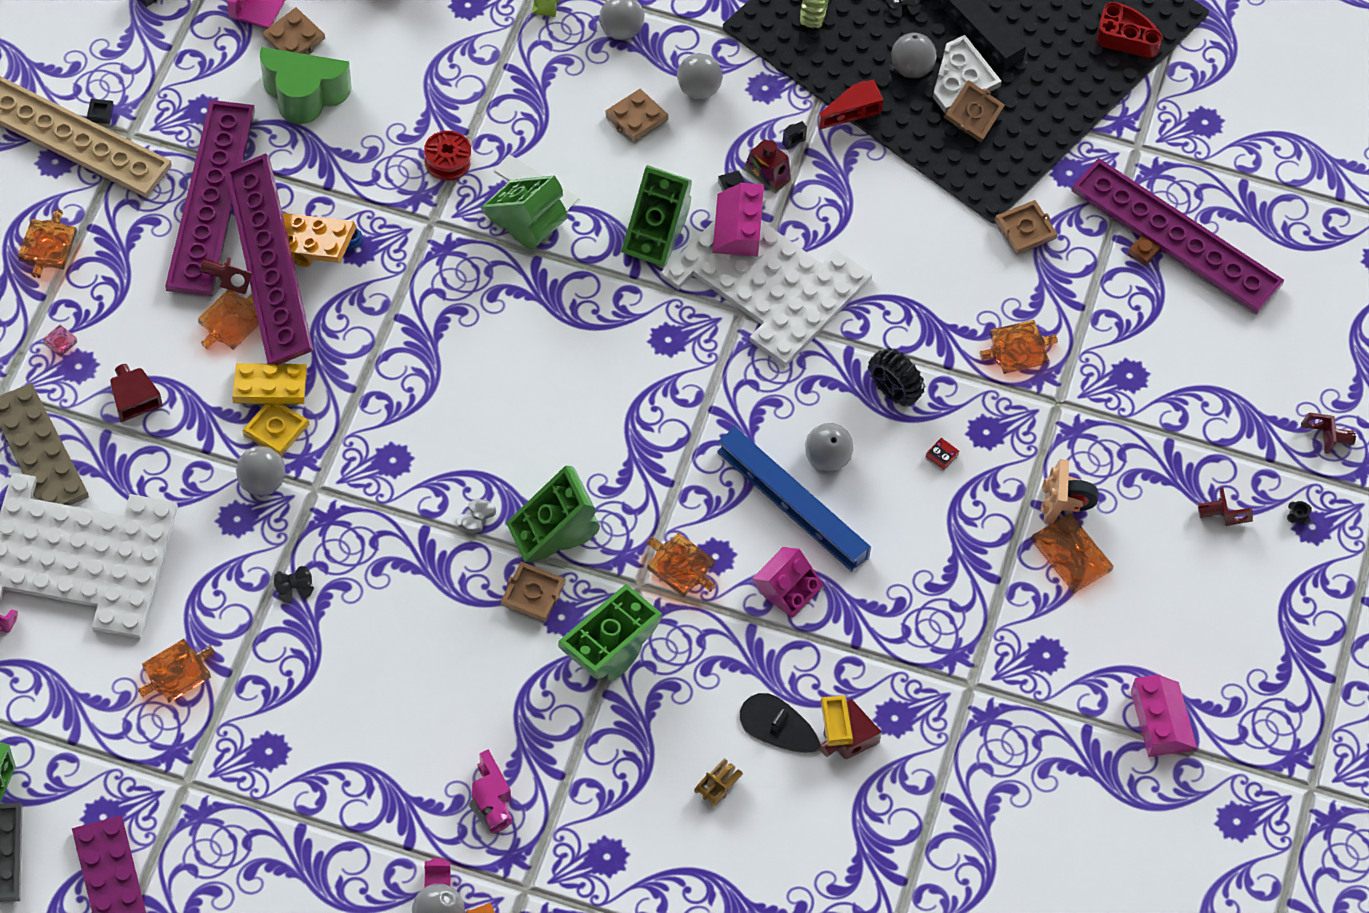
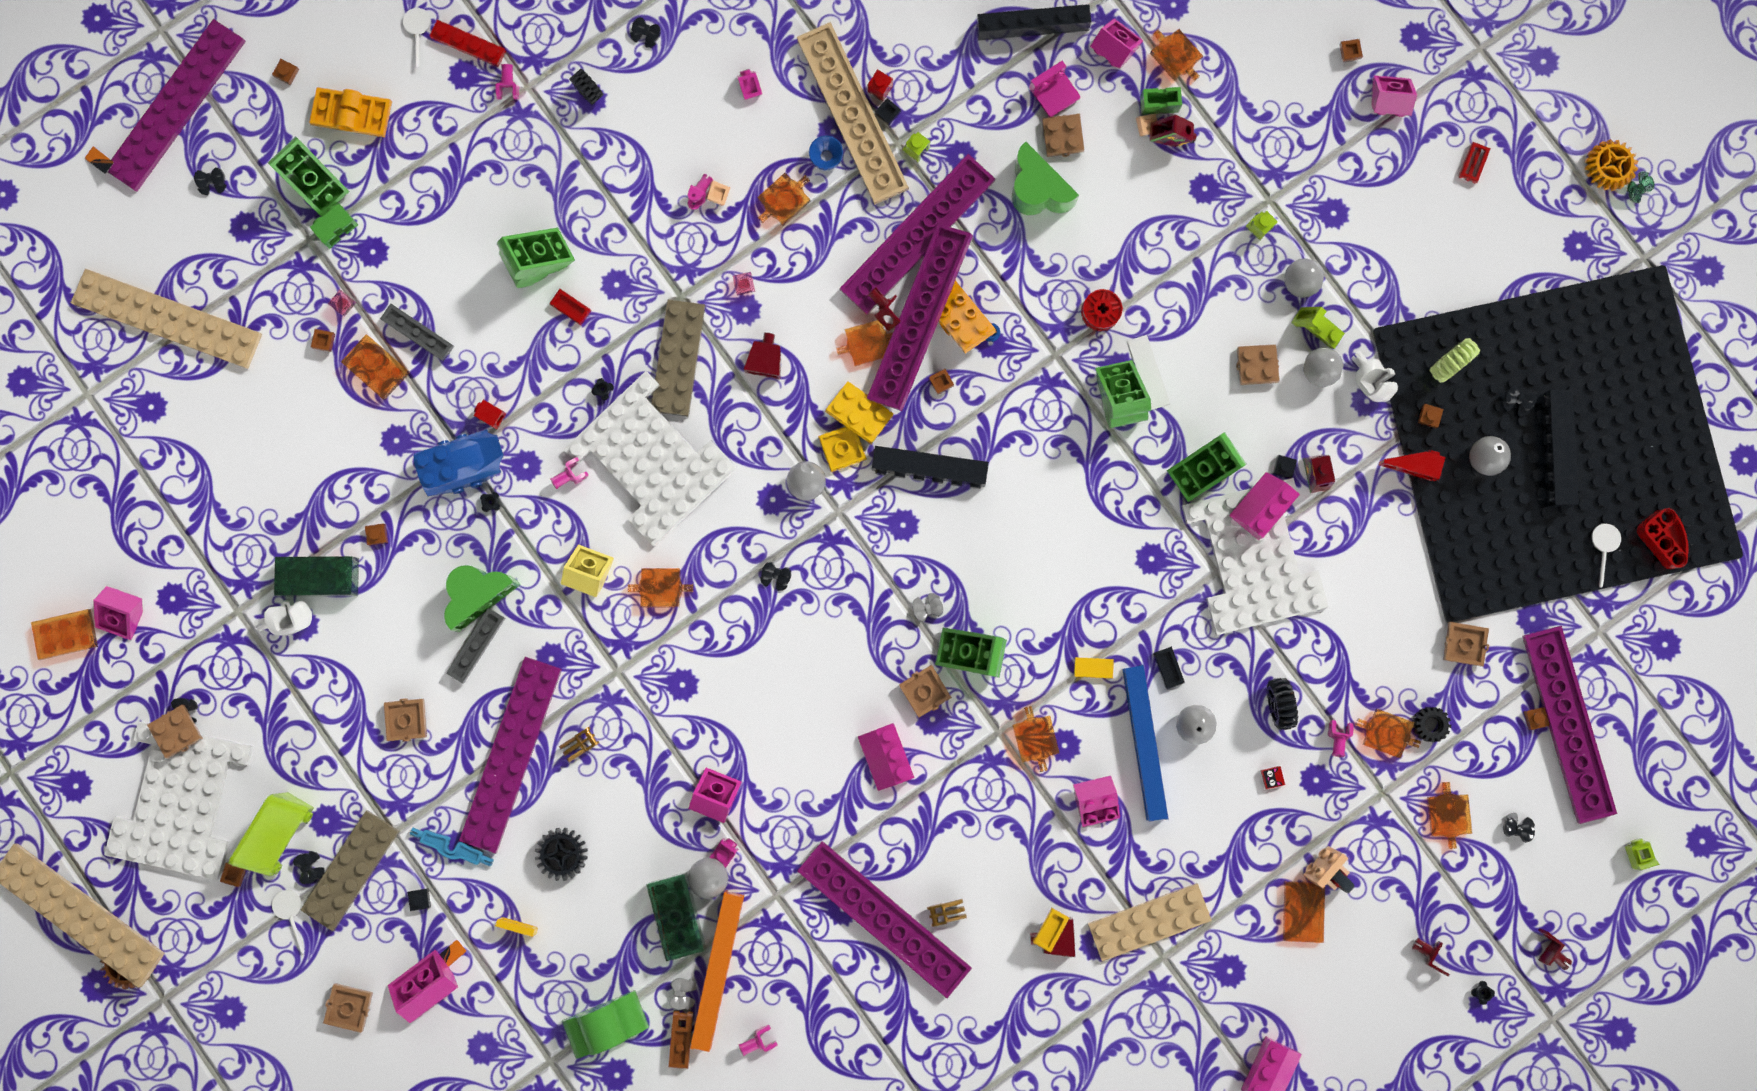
camera: 40 degrees right, 25 degrees up
(61, 171) = (823, 144): none -> blue piece
(75, 92) = (880, 85): none -> red brick
(82, 703) = (586, 570): none -> light yellow slope
(152, 121) = (916, 145): none -> lime window
(196, 876) = (581, 743): none -> pearl gold arm
(334, 307) = (941, 381): none -> dark orange plate
(379, 387) = (929, 466): none -> black brick
(385, 830) = (714, 795): none -> dark pink slope
(491, 795) = (796, 818): dark pink plate -> none
(540, 676) = (885, 757): none -> dark pink slope
(612, 634) = (945, 769): bright green brick -> none
(658, 832) = (884, 919): none -> magenta plate
(659, 45) = (1314, 320): none -> lime bracket
(688, 466) = (1093, 667): none -> yellow tile
(755, 60) = (1372, 379): none -> white piece
(762, 421) = (1168, 667): none -> black tile
(777, 724) = (1016, 895): black shield -> none
(794, 134) = (1357, 456): black plate -> none
(833, 61) = (1430, 416): none -> dark orange plate
(930, 660) = (1149, 922): none -> tan plate
(960, 64) = (1515, 492): white plate -> none
(974, 110) = (1499, 530): medium nougat plate -> none
(976, 377) = (1339, 738): none -> dark pink piece
(1052, 302) = (1440, 716): none -> black tyre
(1080, 66) = (1606, 539): none -> white piece
(1135, 380) = (1449, 815): none -> clear orange plate
(1215, 348) = (1525, 831): none -> black piece
(1335, 301) = (1634, 855): none -> lime window

